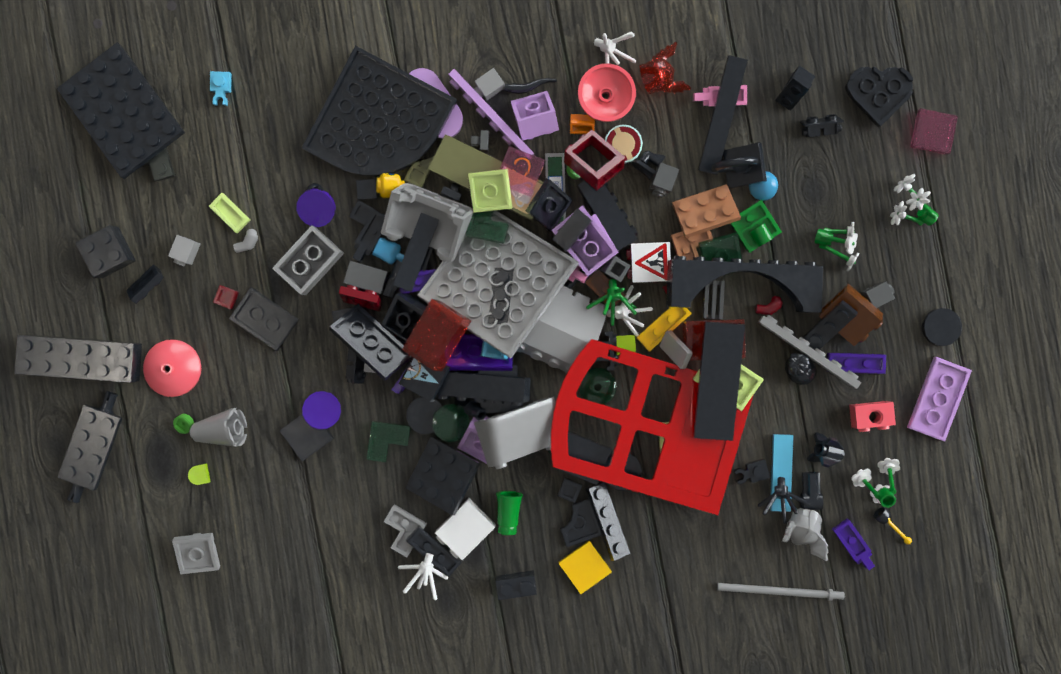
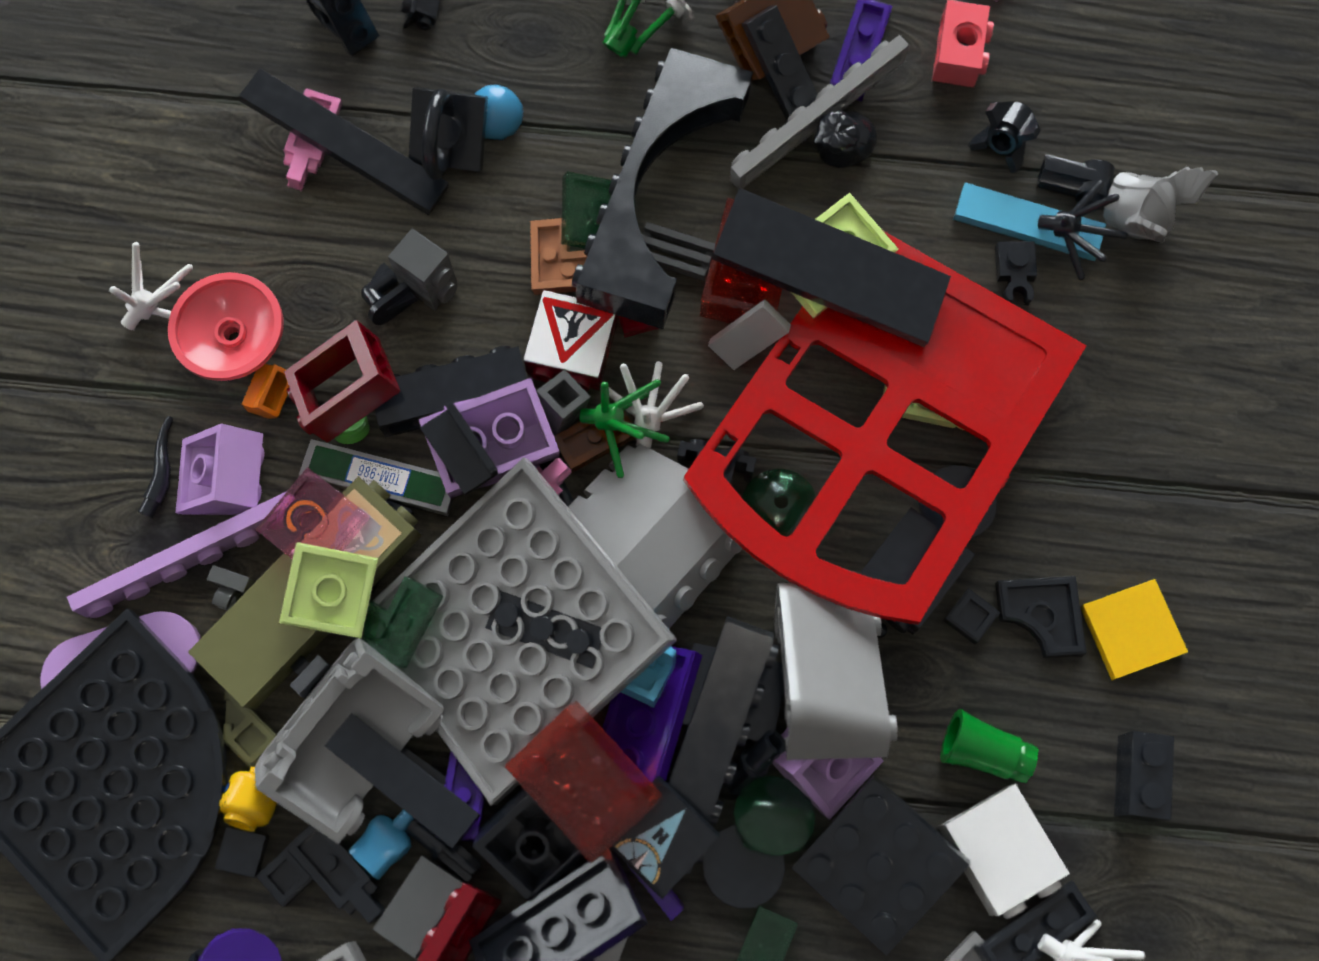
camera: 75 degrees left, 15 degrees down
(489, 84) = (125, 538): light grey brick -> none
(549, 205) = (397, 488): black tile -> none
(607, 521) = (1051, 558): plate -> none
(626, 141) = (327, 317): tile -> none
(626, 342) = (706, 425): lime tile -> none
(659, 74) = (228, 226): clear red helmet -> none
(667, 321) = (702, 365): yellow tile -> none
(706, 211) = (507, 217): nougat plate -> none
(755, 226) = (563, 142): green plate -> none
(775, 304) = (717, 150): dark red arm -> none
(829, 594) = (1275, 201): light grey bar -> none
(854, 543) = (1189, 133): dark purple hinge -> none
(880, 494) = (1107, 64): plant -> none
(883, 516) = (1149, 74): black hinge -> none

